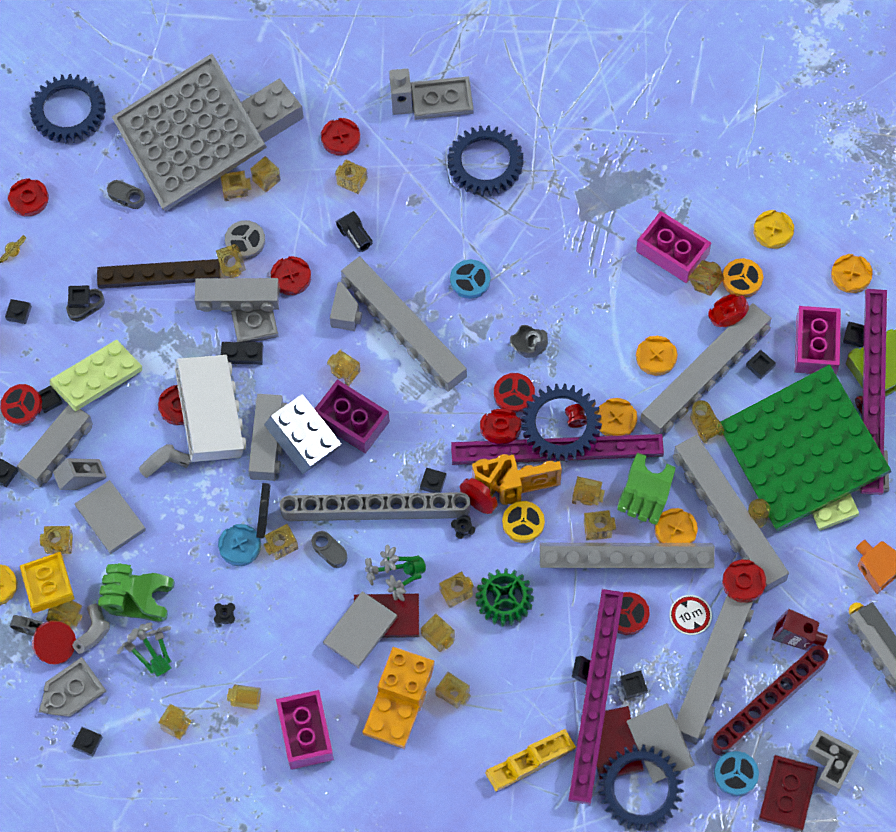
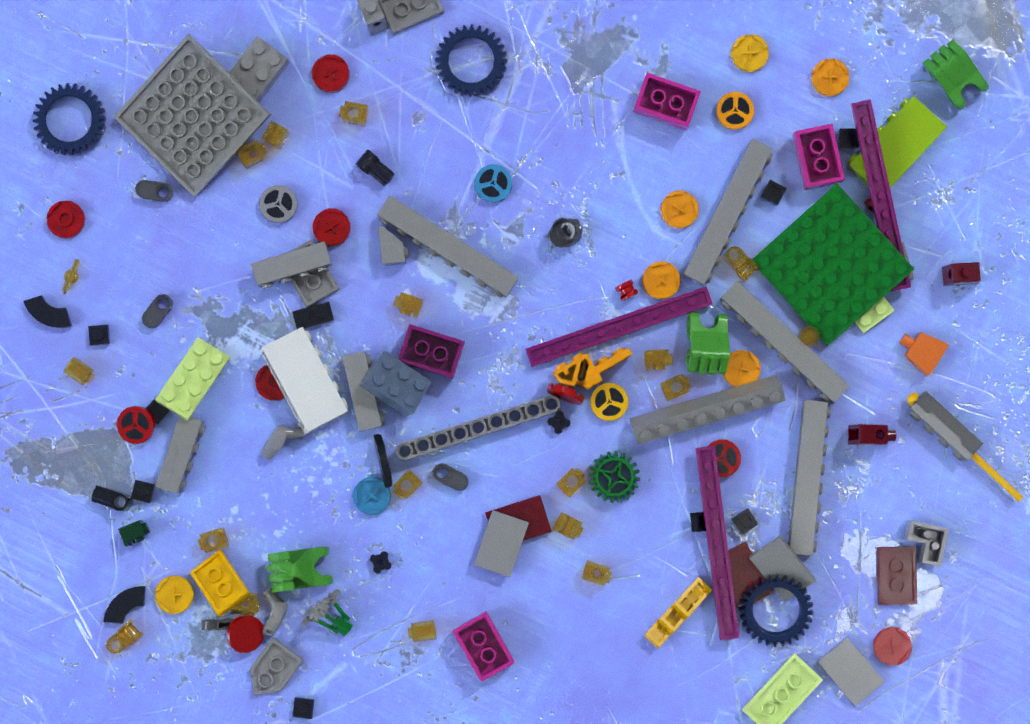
camera: 20 degrees left, 20 degrees up
(78, 473) = (211, 474): light grey slope -> none
(79, 296) = (150, 308): black plate -> none
(110, 517) = (251, 504): light grey tile -> none
(157, 273) = (212, 260): dark brown plate -> none
(174, 721) = (372, 671): clear yellow brick -> none
(225, 254) = (274, 224): clear yellow brick -> none
(399, 697) = (553, 595): light orange piece -> none
(413, 566) = (510, 480): plant -> none
(433, 481) = (520, 387): black plate -> none
(500, 426) = (563, 320): red tile -> none
(513, 392) = (565, 283): red tile -> none
(561, 450) = (644, 306): dark blue piece -> none
(690, 614) = (774, 442): sticker -> none
(706, 277) = (704, 122): clear yellow brick -> none
(728, 310) = (732, 150): red tile -> none
(736, 773) = (850, 572): dark azure tile -> none
(744, 581) = (814, 405): red tile -> none
(777, 693) = (870, 496): dark red beam -> none

